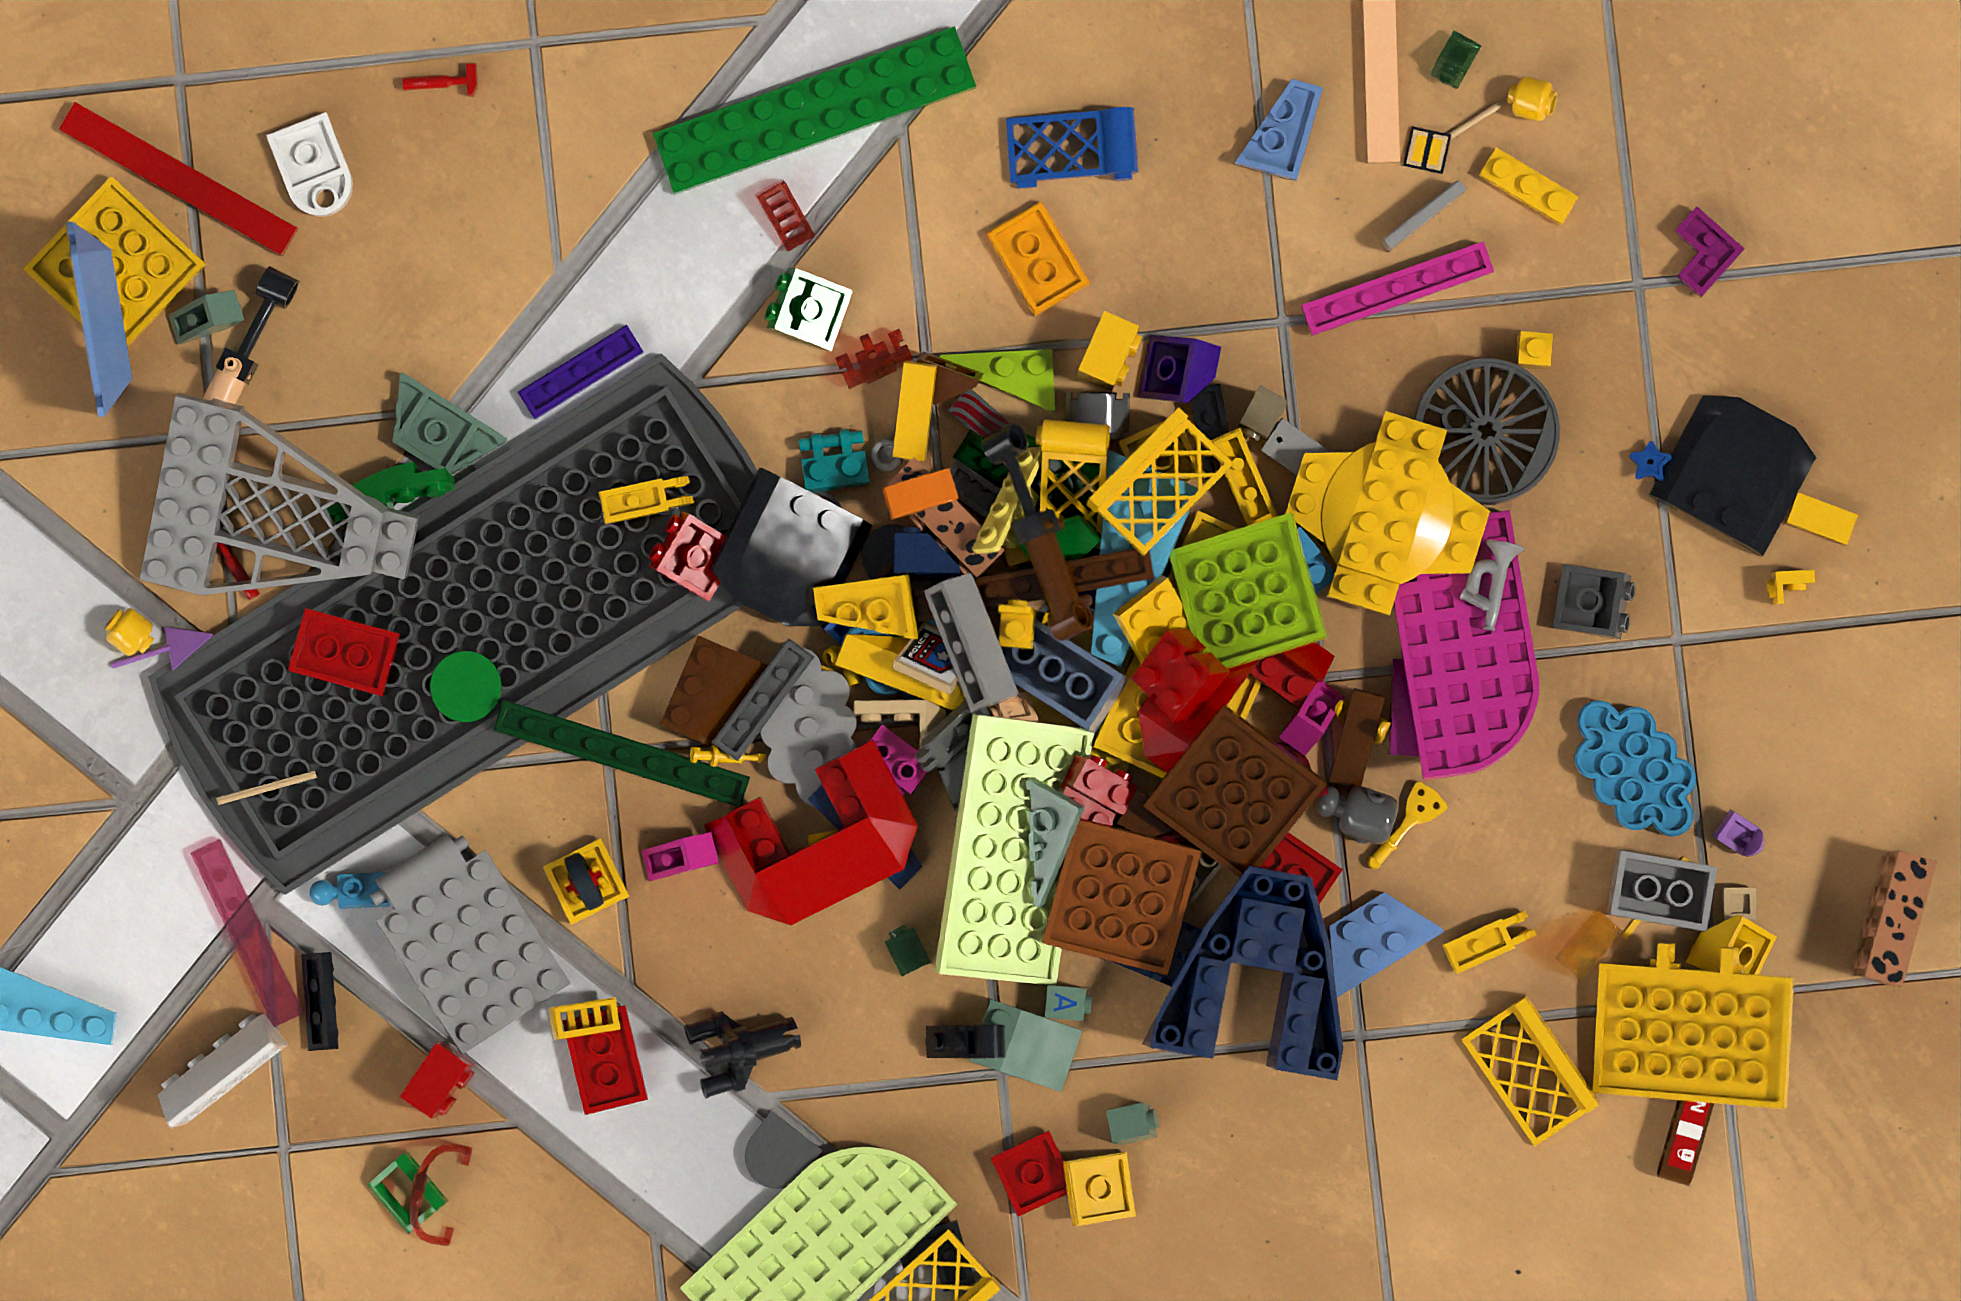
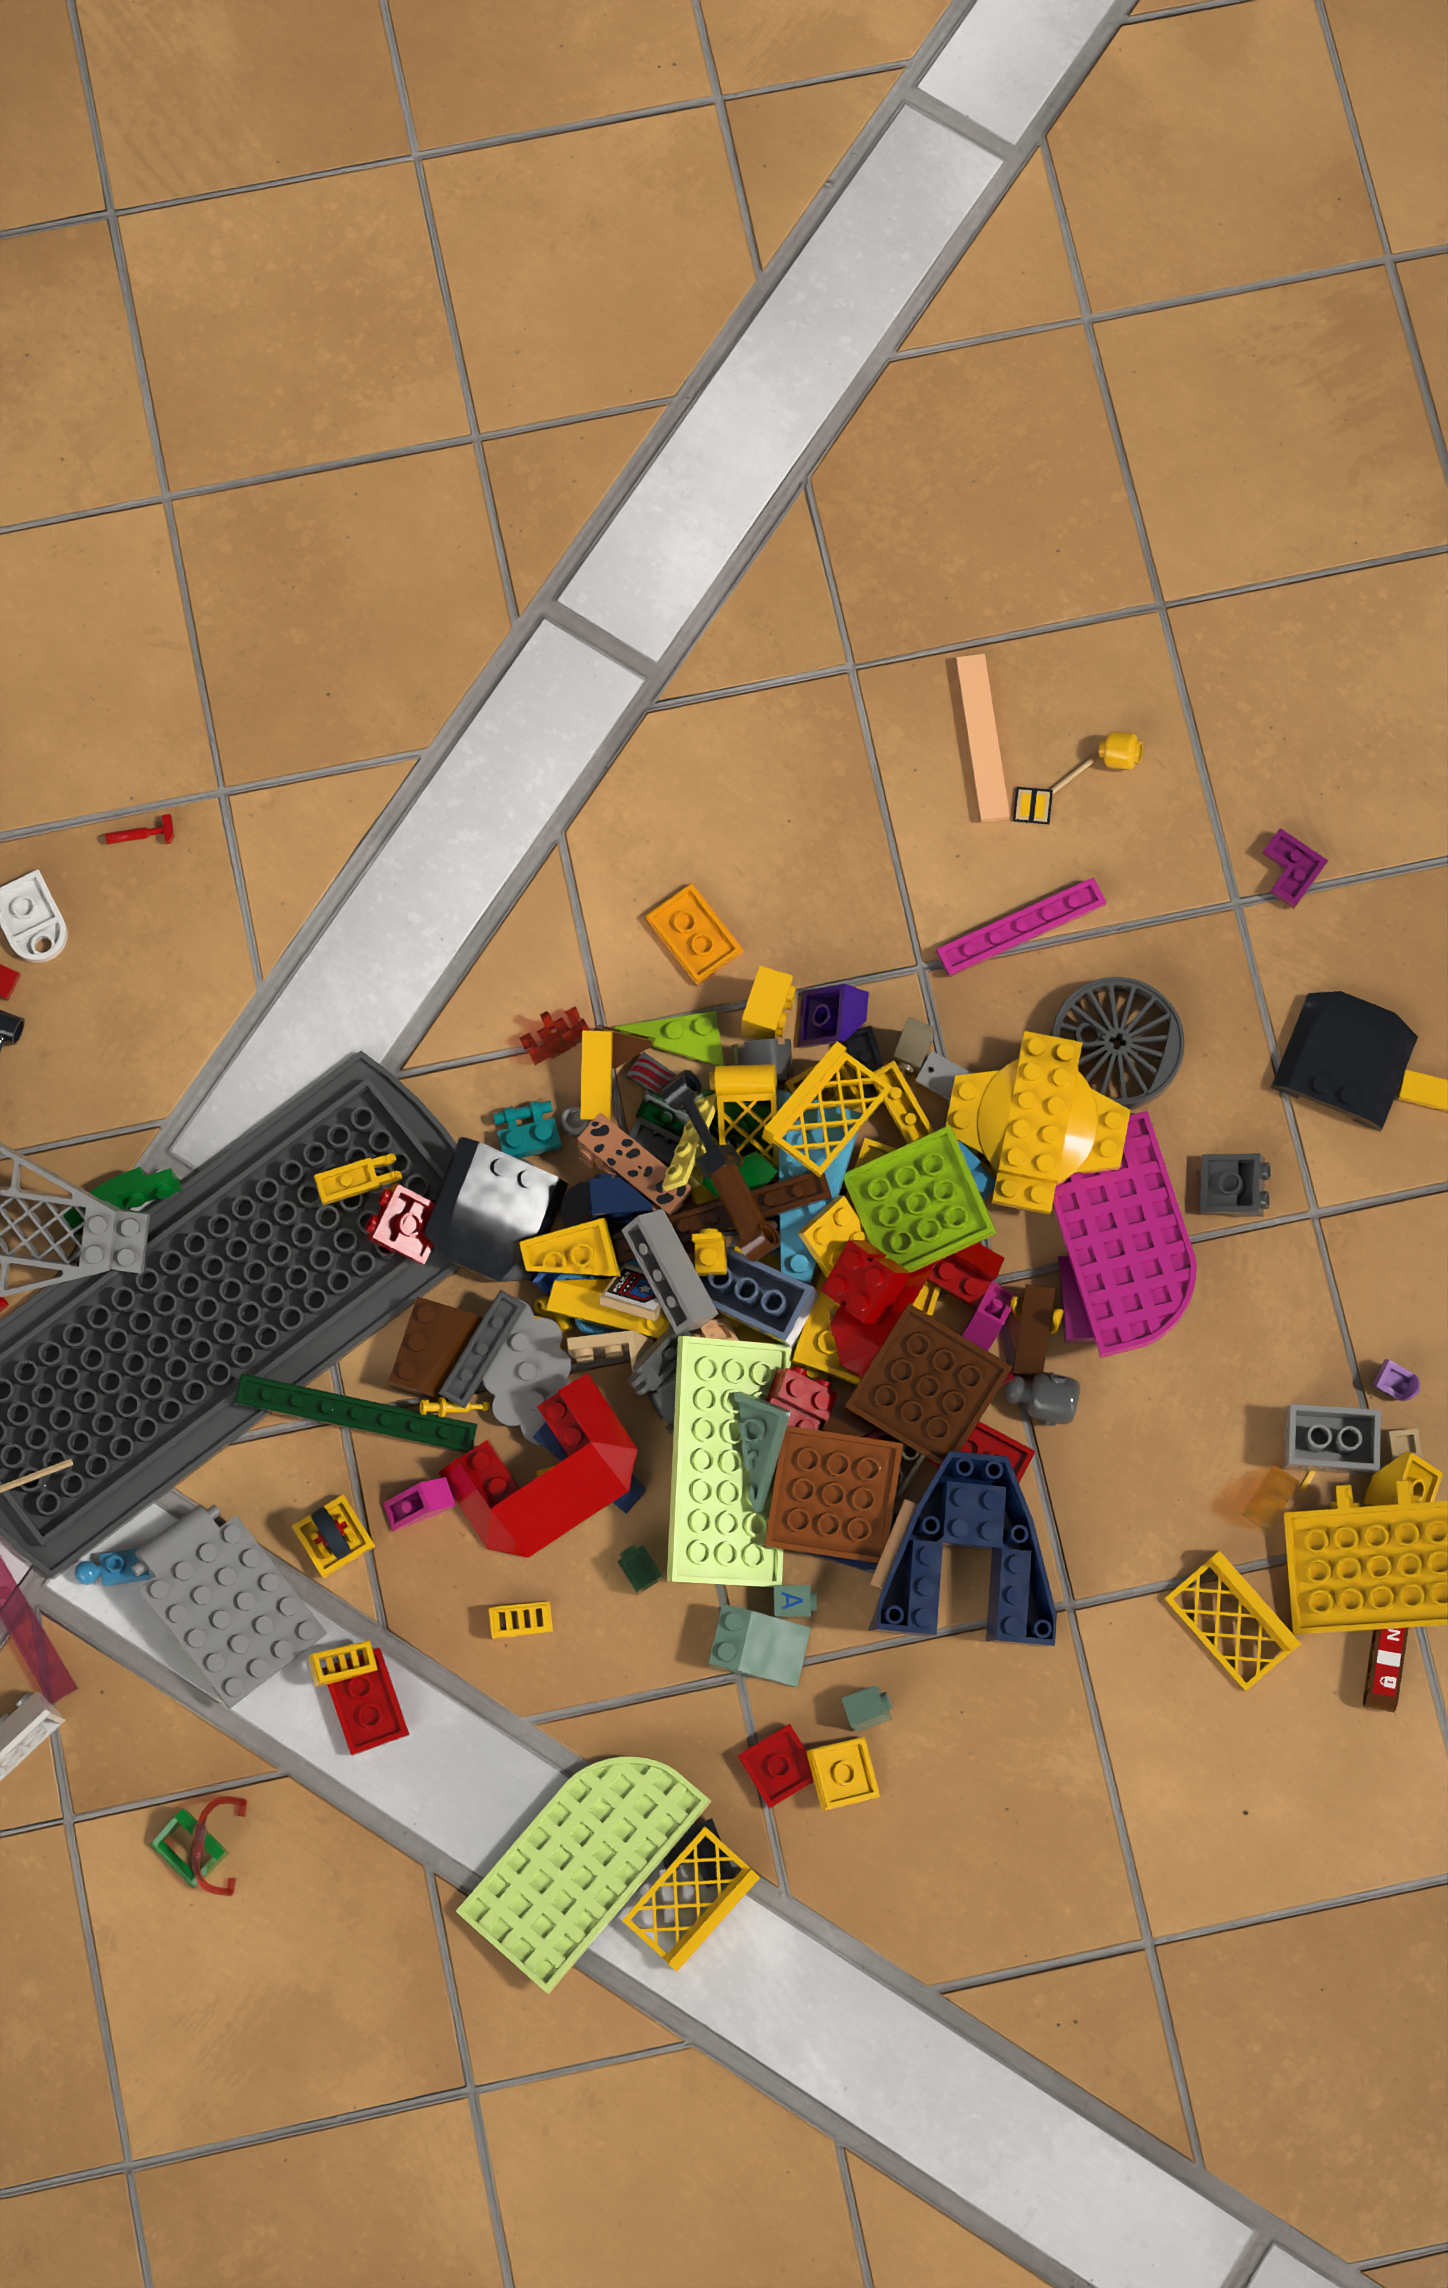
camera: 10 degrees left, 10 degrees down
(320, 1001) = (92, 1674): black plate -> none
(344, 652) = (89, 1345): red plate -> none
(437, 1080) = (209, 1735): red piece -> none
(438, 429) = (163, 1138): sand green wing -> none
(465, 686) = (205, 1366): green sticker -> none
(580, 372) = (288, 1075): dark purple tile -> none
(739, 1049) = (491, 1675): black wheel -> none
(763, 1003) = (496, 1631): none -> yellow slope
(768, 192) = (446, 915): clear red slope -> none
(778, 1153) = (537, 1773): dark grey tile -> none
(808, 308) = (490, 996): plate -> none
(814, 110) = (479, 825): green plate -> none
(899, 759) = (617, 1392): dark pink brick -> none
(920, 493) = (609, 1142): orange slope -> none
(965, 1041) = (702, 1645): black plate -> none
(1115, 146) = (753, 828): blue piece -> none
(1179, 956) = (893, 1544): none -> light nougat piece
(1284, 133) = (903, 804): medium blue wing -> none
(1374, 939) = (1073, 1513): medium blue wing -> none
(1412, 817) = (1093, 1399): yellow piece -> none
(1423, 215) = (1037, 861): light grey tile -> none
(1455, 60) = (1048, 725): clear green bracket -> none
(1485, 943) = (1175, 1506): yellow hinge -> none
(1503, 555) = (1147, 1145): light grey piece -> none
(1528, 186) = (1127, 827): yellow plate -> none
(1534, 350) = (1151, 966): yellow brick -> none
(1635, 768) = (1292, 1332): dark azure plate -> none
(1654, 470) = (1272, 1063): blue plate -> none
(1793, 579) = (1413, 1146): yellow bracket -> none

